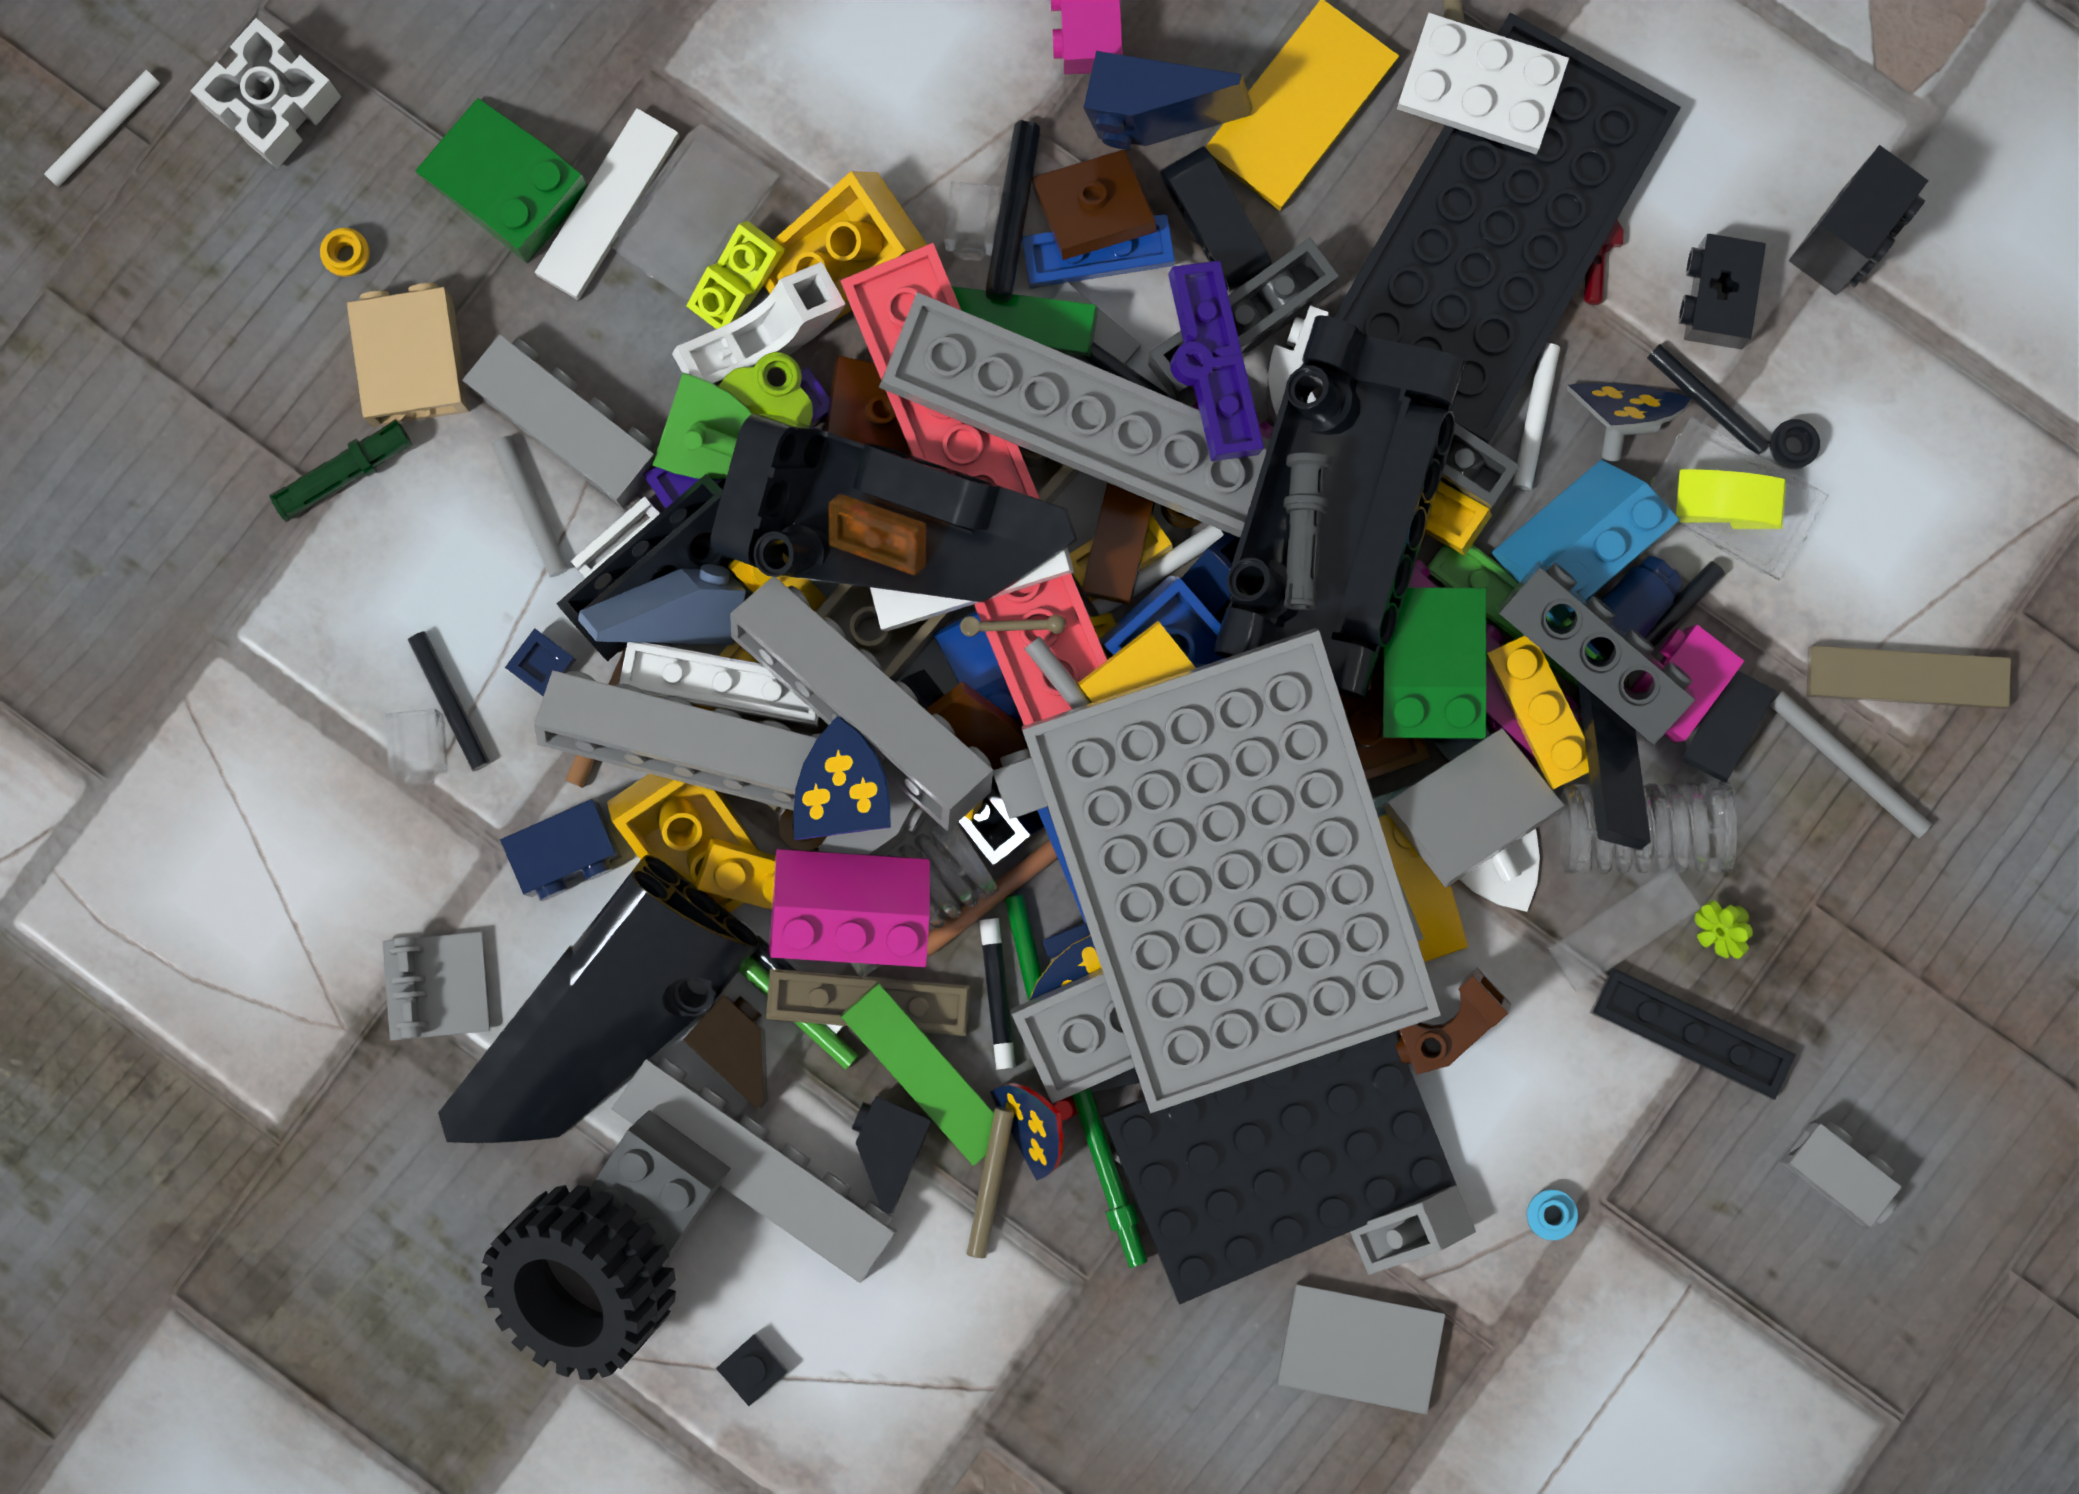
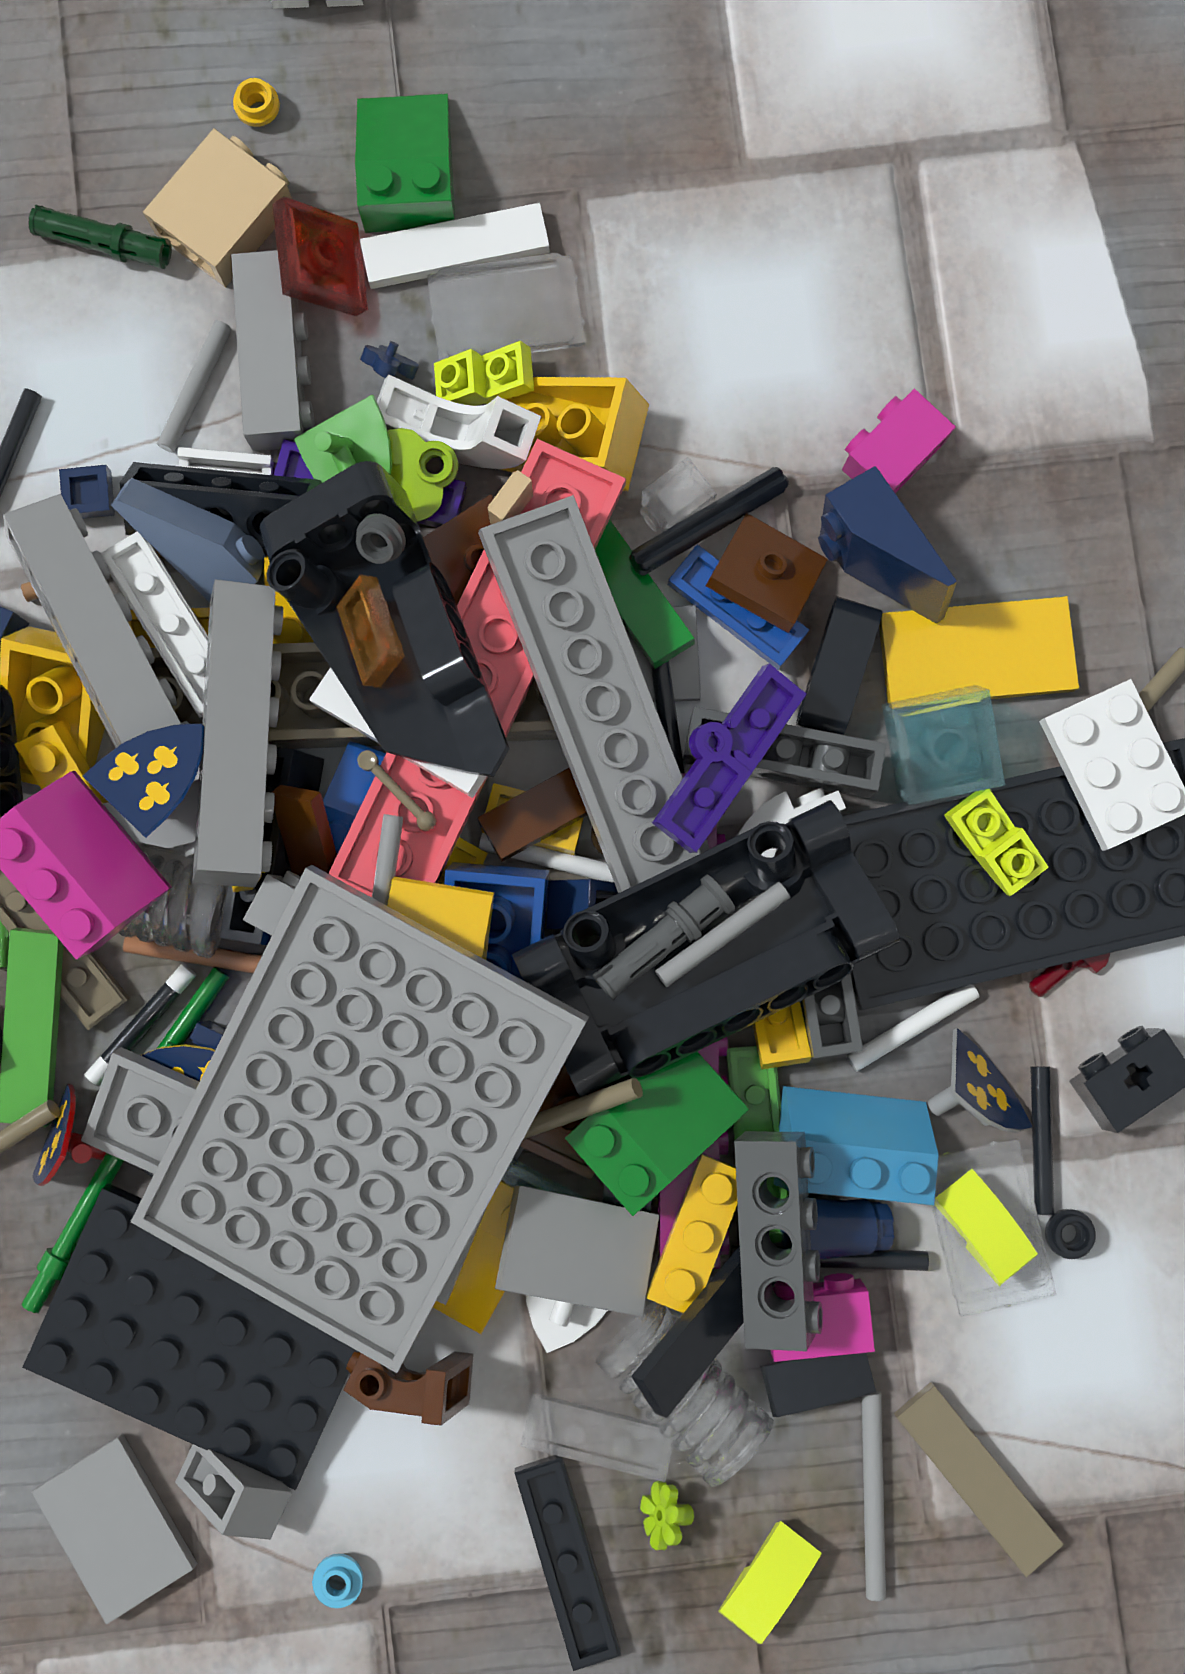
camera: 40 degrees right, 0 degrees up
(527, 315) = (319, 257): none -> clear red plate
(656, 339) = (387, 362): none -> dark blue piece
(815, 474) = (373, 546): none -> dark grey plate
(875, 342) = (511, 498): none -> tan tile
(1341, 484) = (722, 934): none -> light grey bar
(1348, 196) = (943, 744): none -> clear light blue brick
(1376, 695) = (585, 1106): none -> dark tan bar
(1456, 226) = (995, 841): none -> neon yellow slope
(1842, 895) = (770, 1582): none -> neon yellow slope

